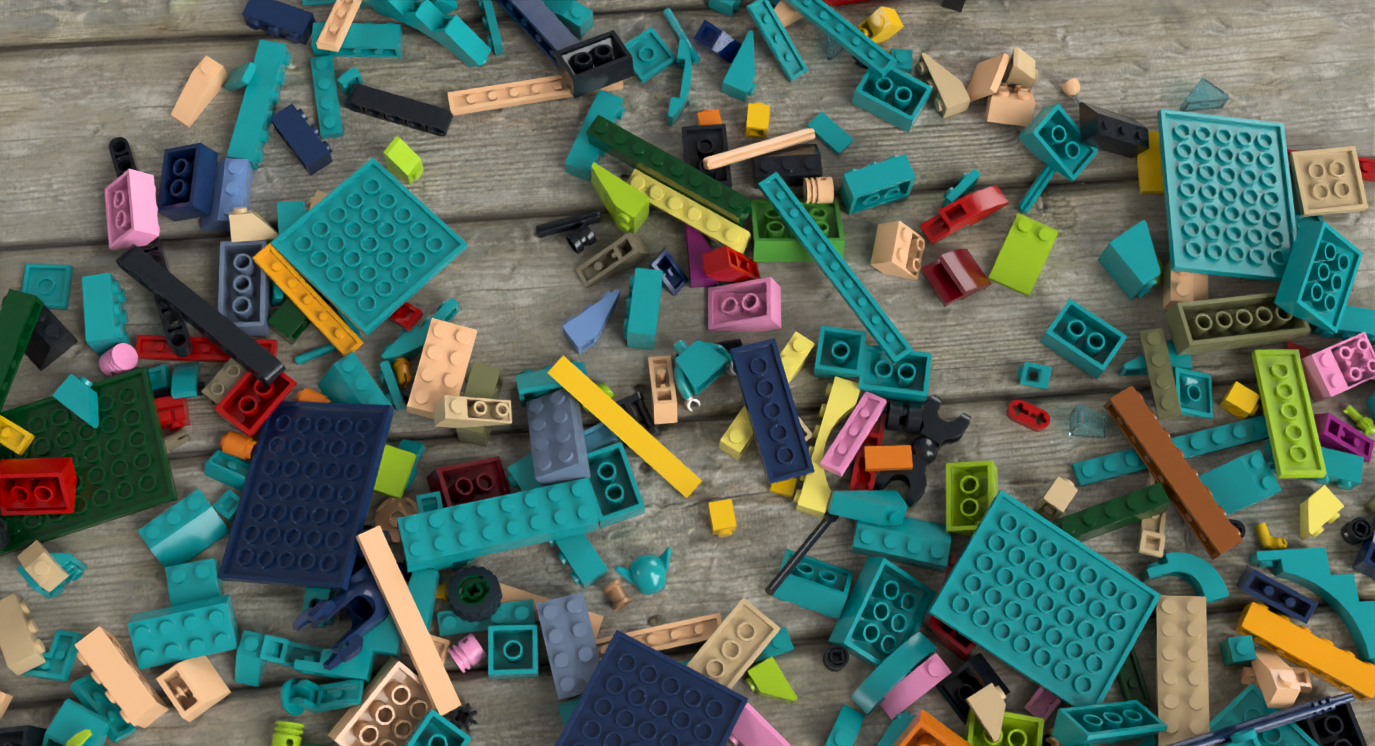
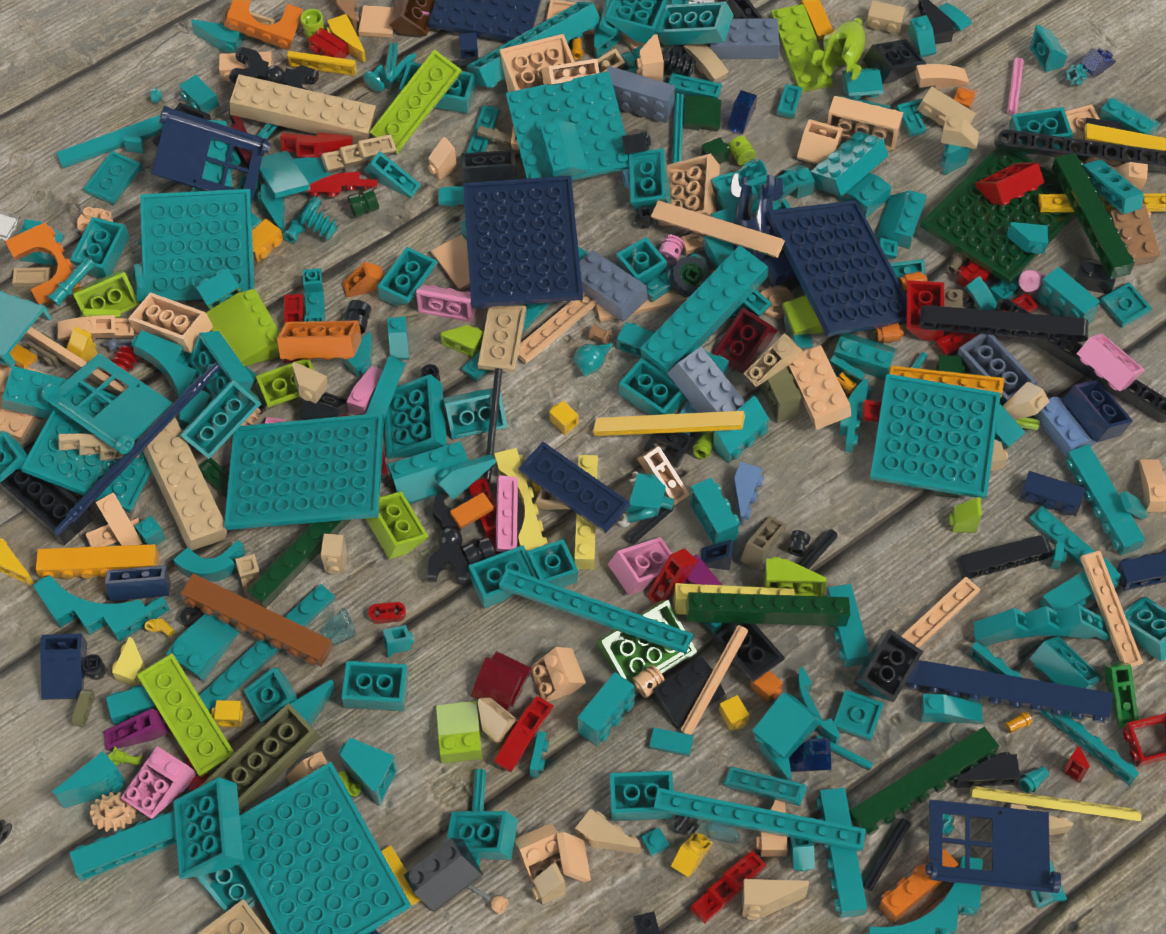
camera: 155 degrees right, 10 degrees down
(723, 64) = (786, 725): none -> teal slope
(984, 238) = (495, 720): none -> tan slope
(1160, 373) = (301, 686): olive plate -> none

